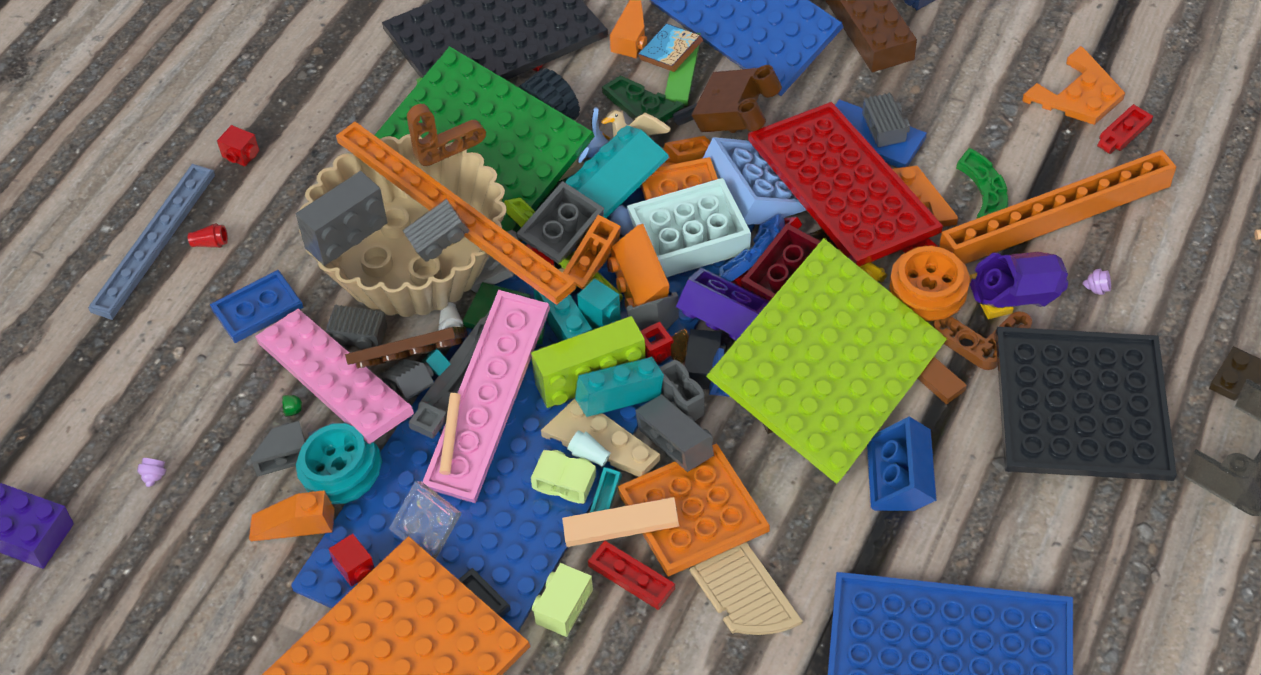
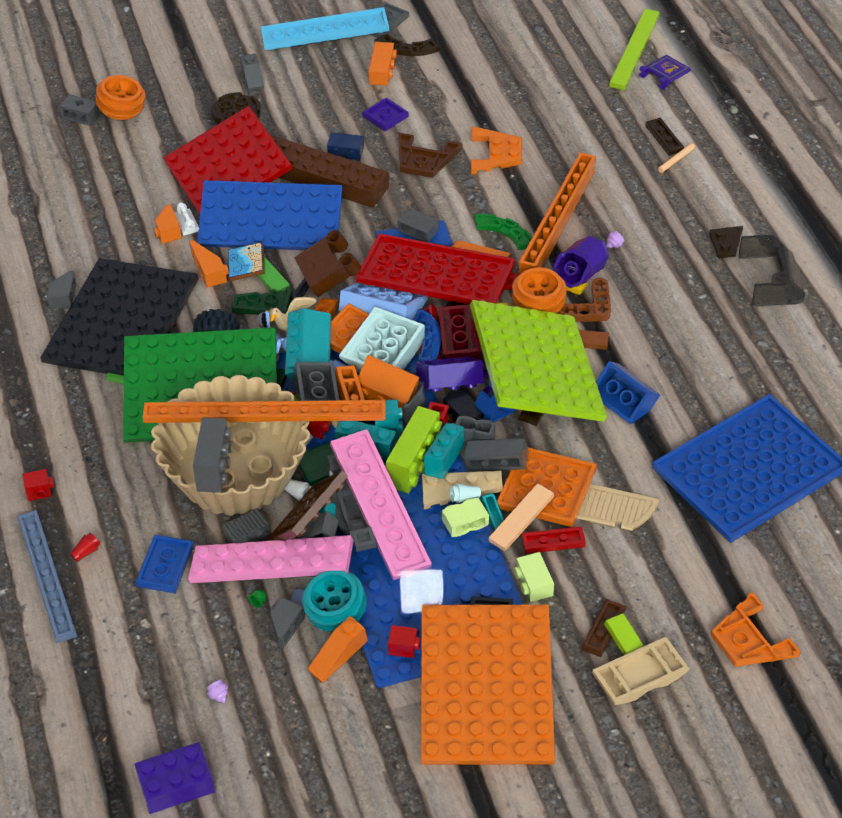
camera: 45 degrees left, 5 degrees down
(427, 149) = (213, 375): dark orange beam -> none
(436, 230) = (275, 425): dark grey brick -> none
(450, 433) = (384, 537): light nougat bar -> none
(982, 53) = (422, 160): none -> reddish brown wing
(1084, 404) = (674, 302): black plate -> none
(1124, 129) = (542, 156): red hinge -> none

